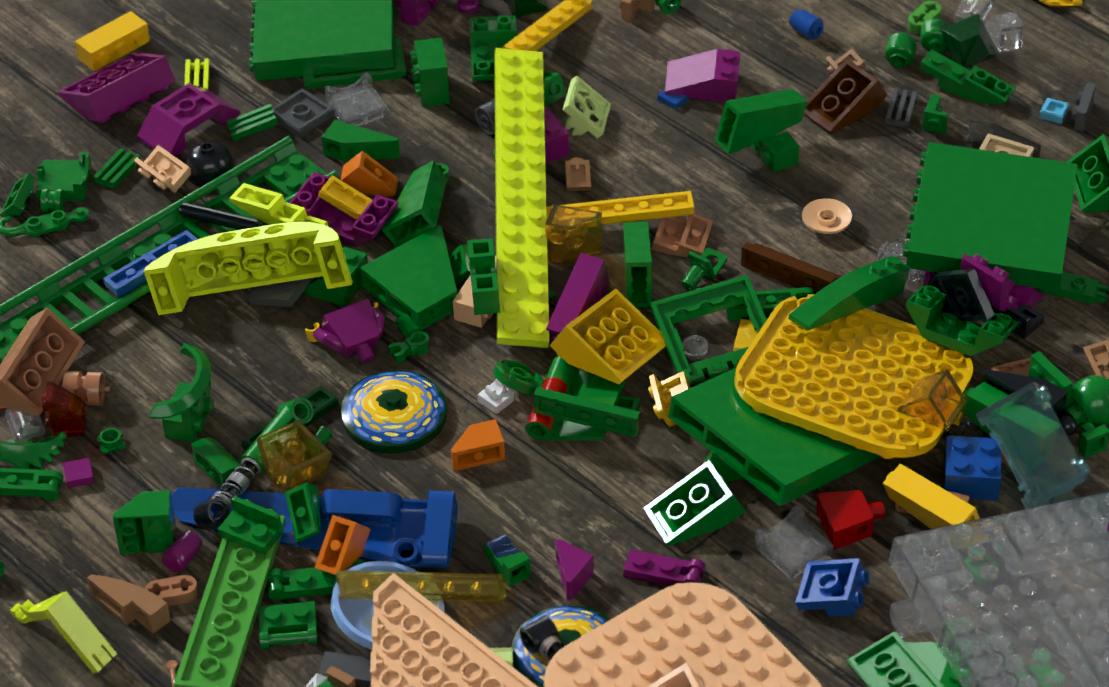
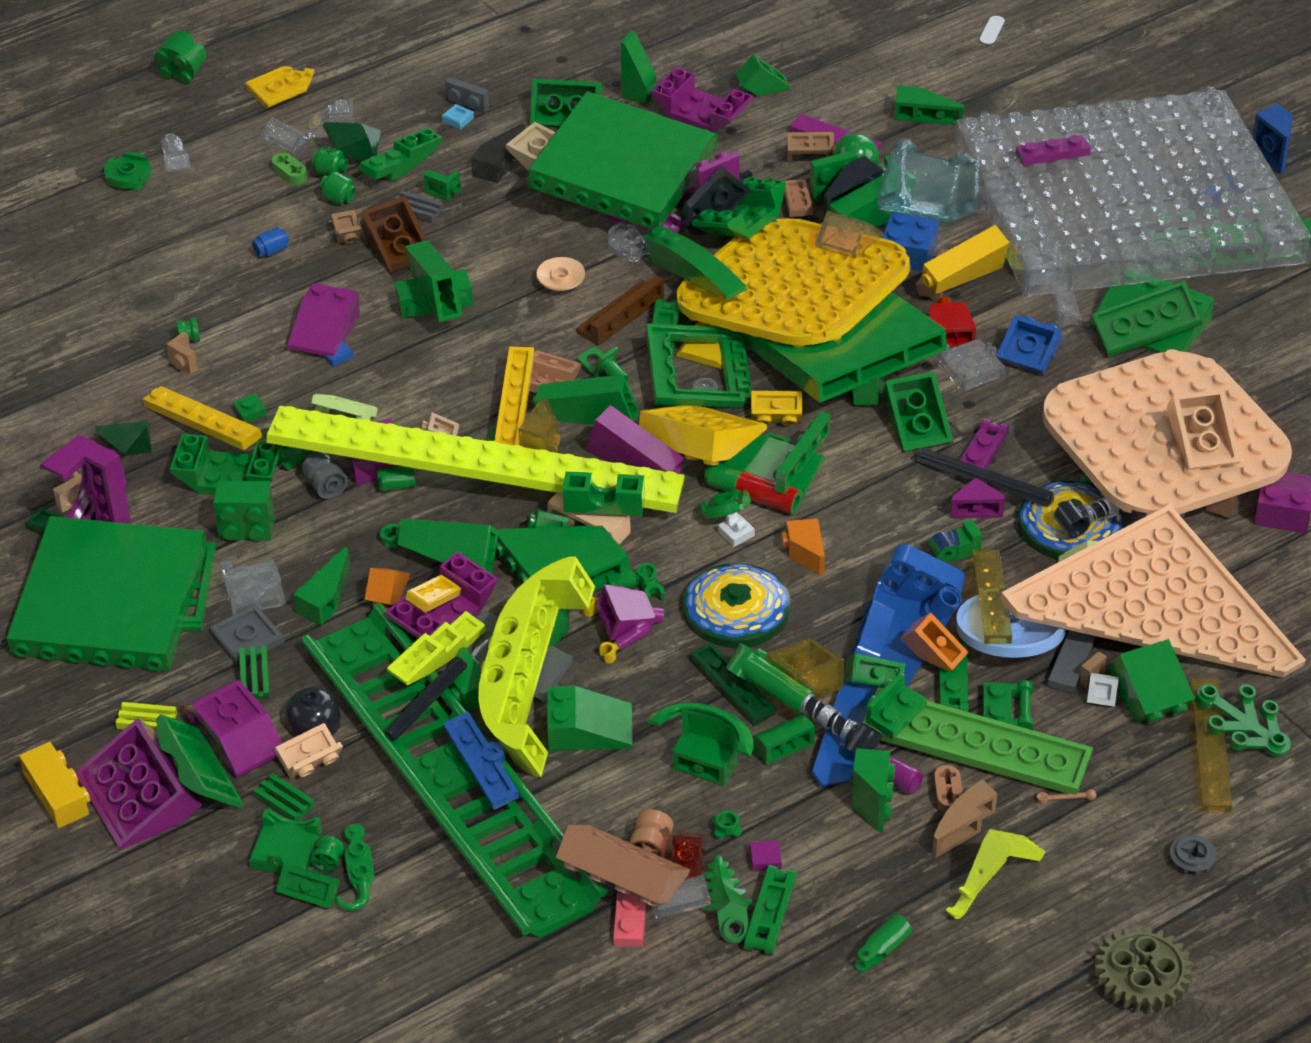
camera: 80 degrees left, 0 degrees up
(127, 103) = (195, 761): none -> green slope
(224, 328) = (587, 720): none -> green slope
(582, 59) = (249, 408): none -> green plate
(606, 569) = (987, 476): none -> black axle

